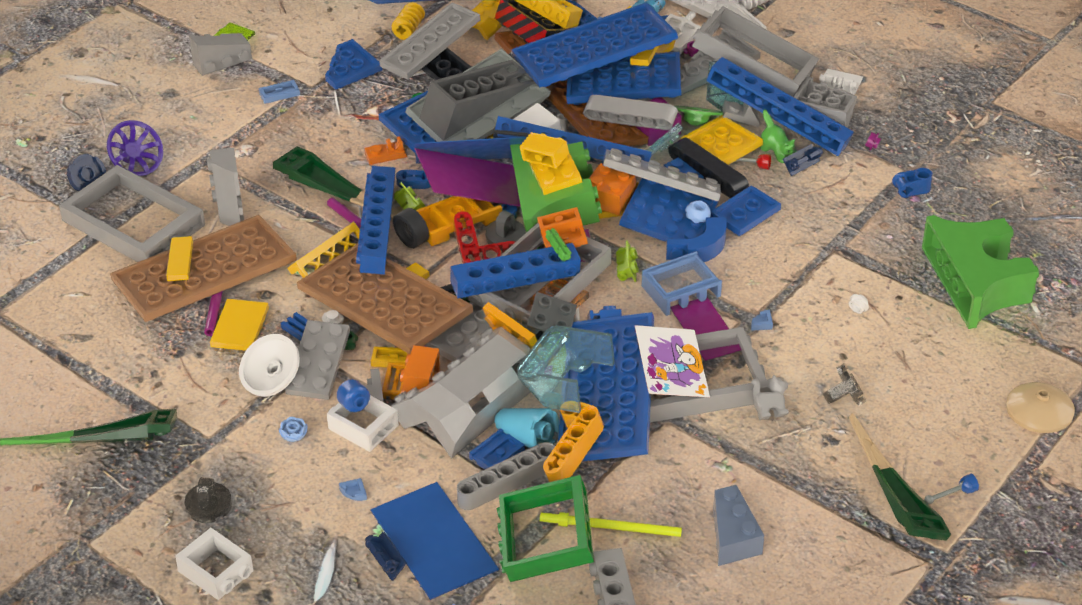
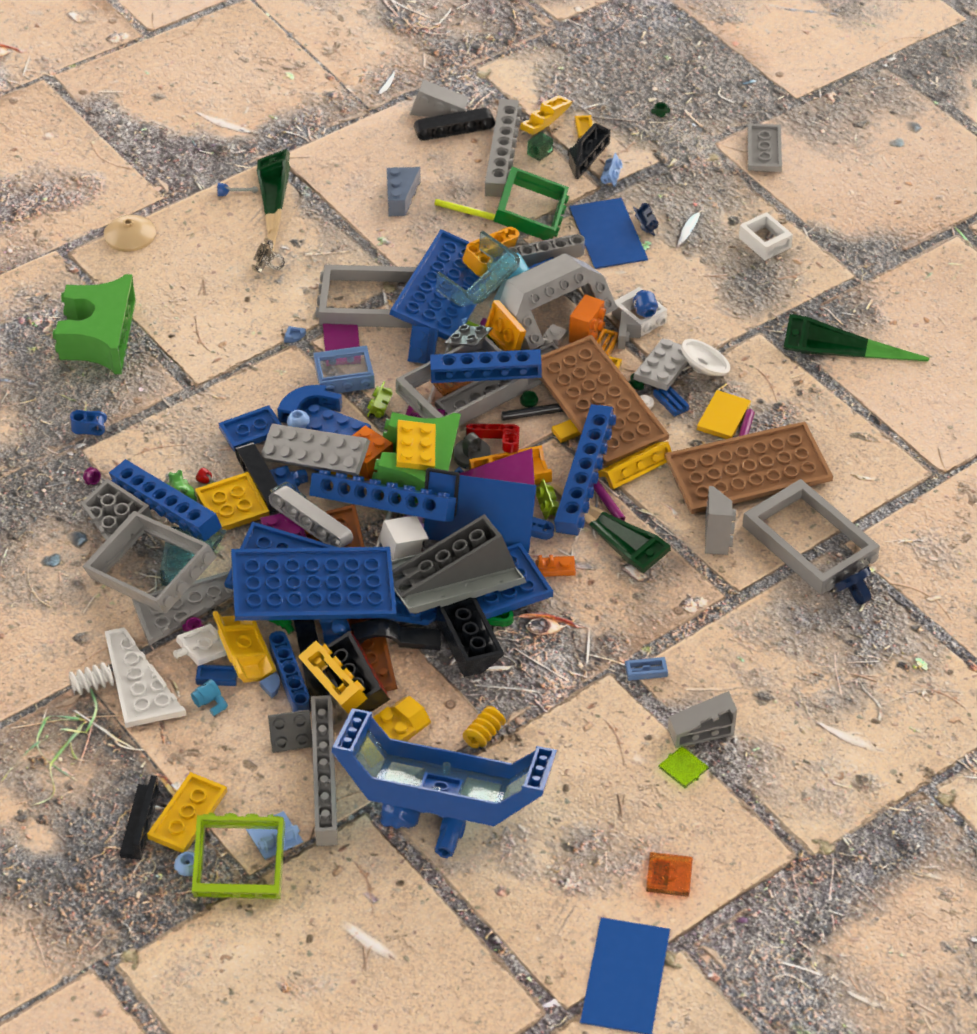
camera: 165 degrees left, 5 degrees up
(132, 149) = (807, 607): dark purple wheel -> none
(179, 258) = (769, 468): yellow tile -> none
(208, 501) = (765, 281): clear smoke tile -> none
(293, 429) = (694, 317): light blue plate -> none
(350, 65) = (563, 683): blue plate -> none
(353, 489) = (657, 272): medium blue tile -> none
(411, 228) = (557, 456): black tyre -> none
(429, 40) = (475, 649): light grey plate -> none
(544, 150) = (421, 440): yellow brick -> none
(558, 244) = (445, 362): bright green axle -> none
(567, 224) = (433, 385): orange brick -> none
(671, 361) = (392, 280): sticker -> none
(696, 115) = (236, 523): bright green hat -> none
(770, 400) = (324, 258): light grey animal -> none
(802, 159) = (161, 466): dark blue hinge -> none
(841, 80) = (73, 551): white hinge -> none
(858, 303) = (210, 326): white plate -> none

